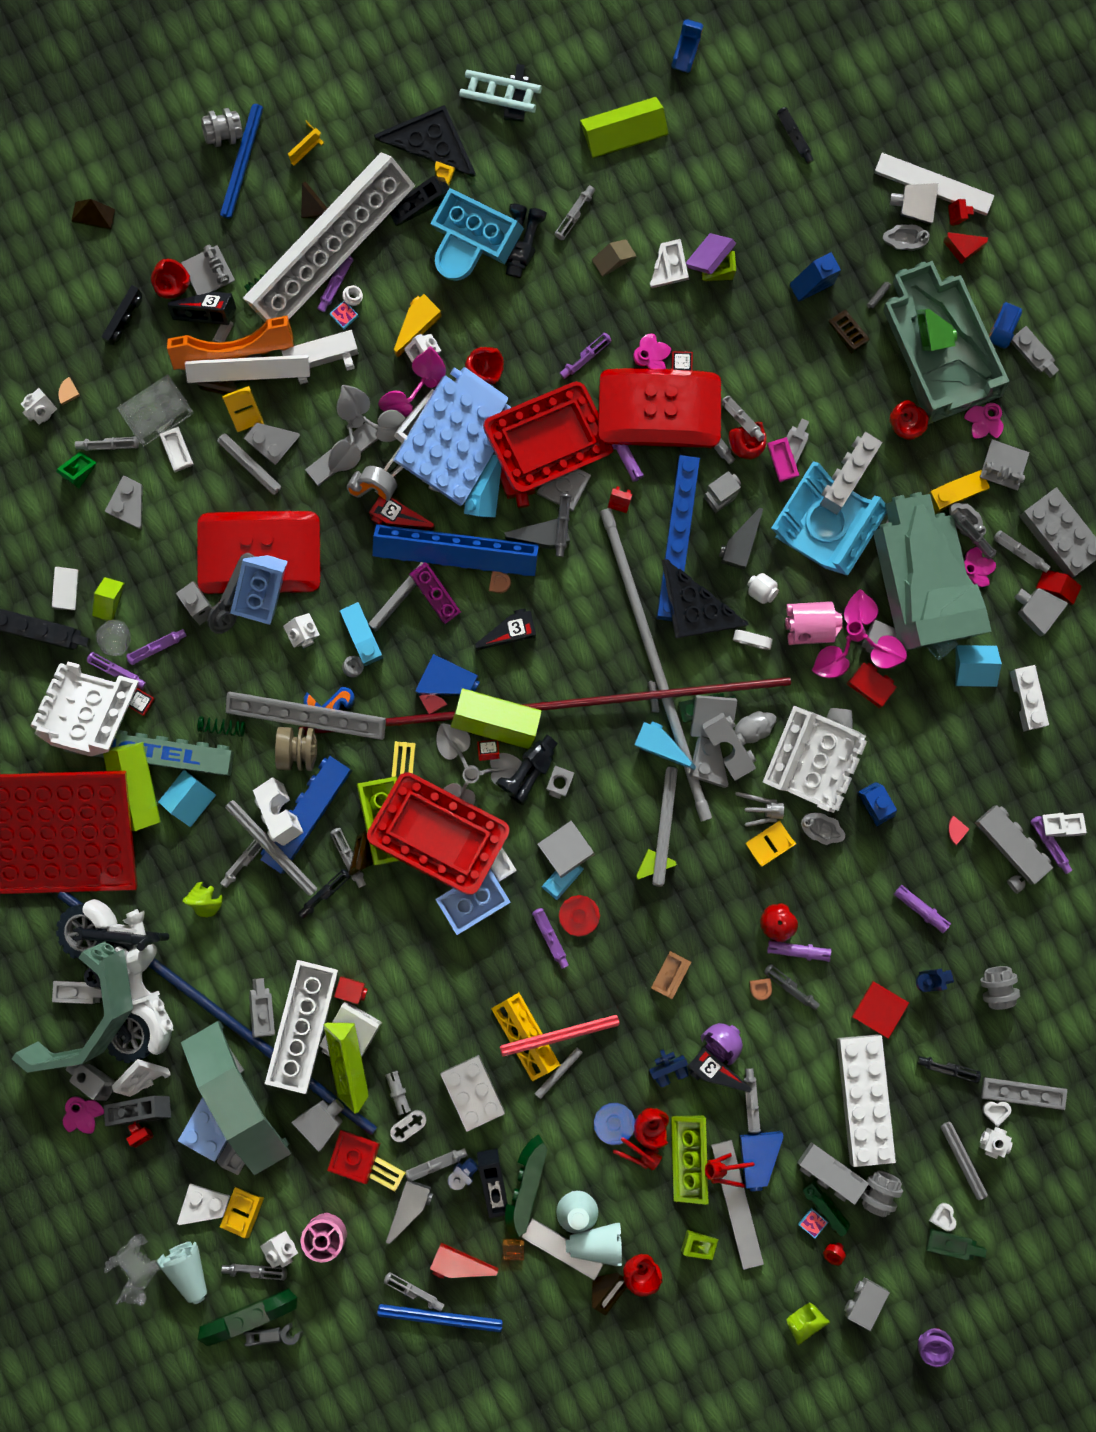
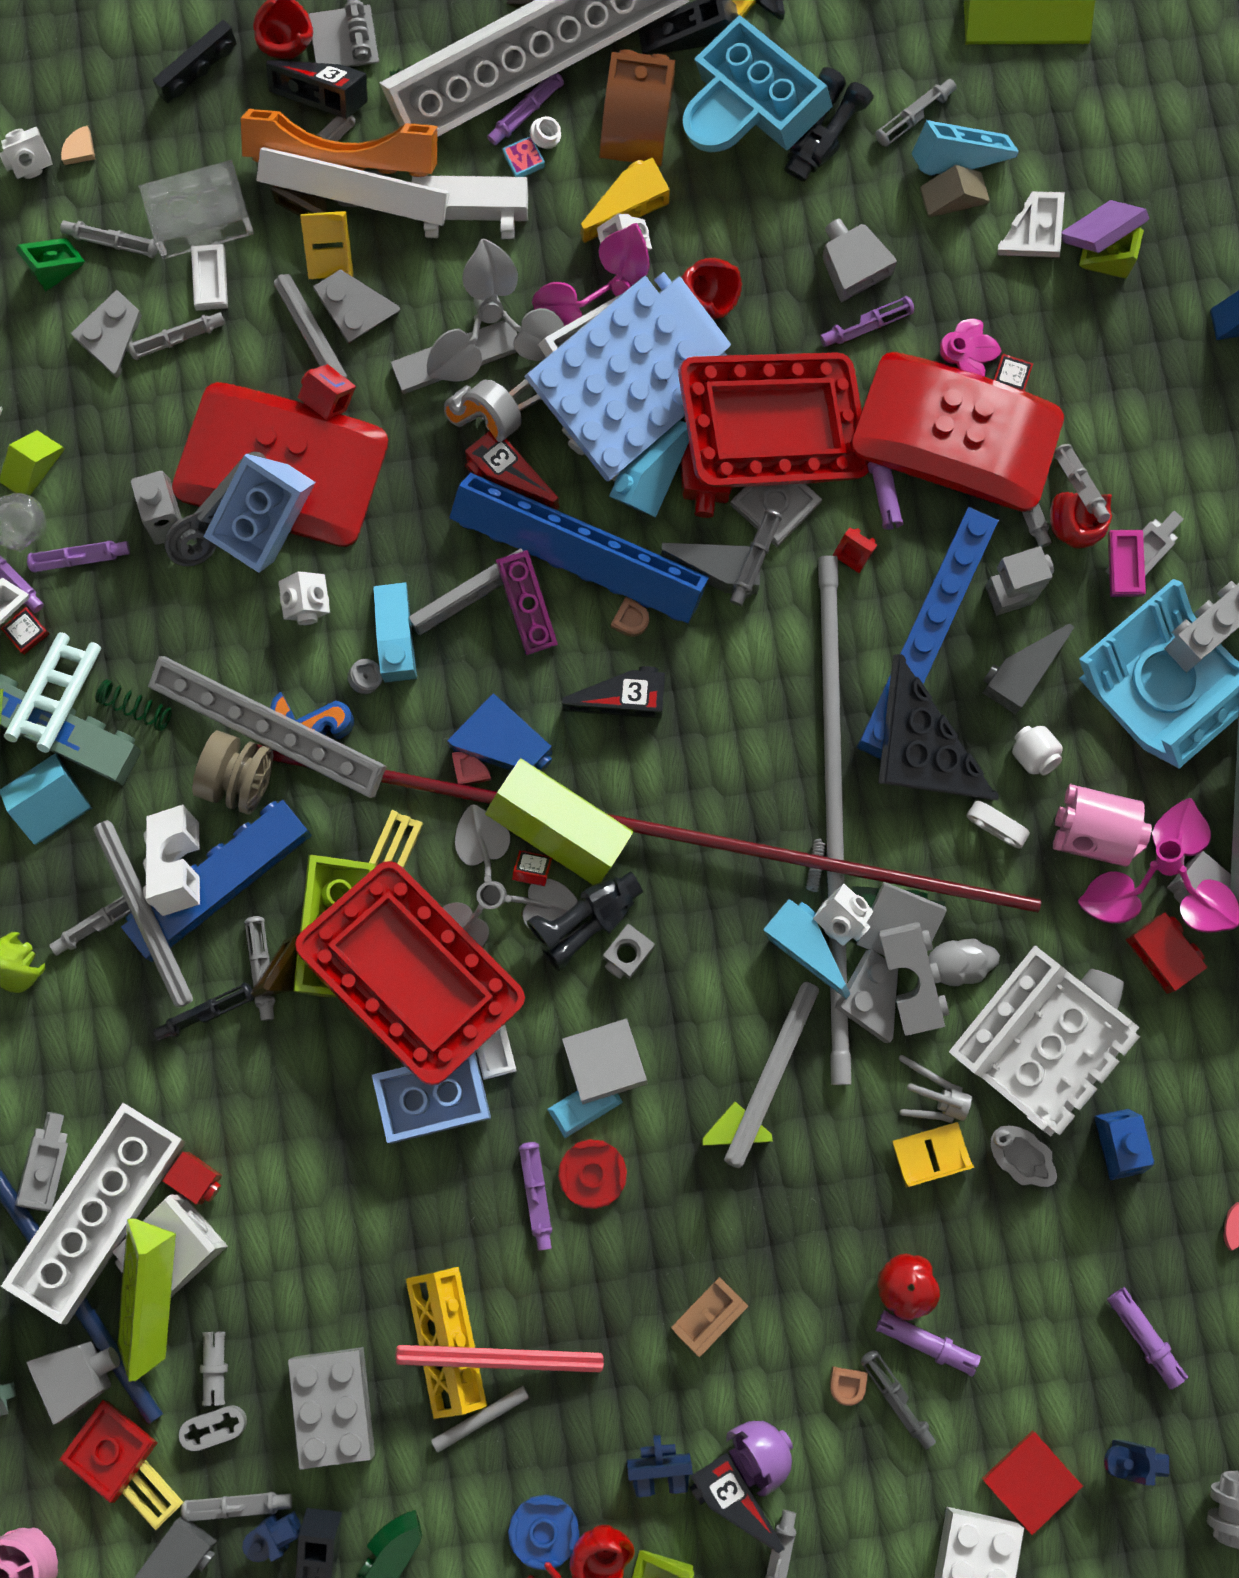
camera: 20 degrees right, 5 degrees down
(168, 493) = (175, 335): none -> light grey piece
(181, 743) = (59, 708): none -> light aqua bar
(272, 500) = (326, 391): none -> red brick
(404, 263) = (637, 106): none -> dark orange piece
(566, 319) = (855, 259): none -> light grey torso
(607, 229) = (949, 145): none -> medium azure slope
(679, 722) = (844, 915): none -> white brick

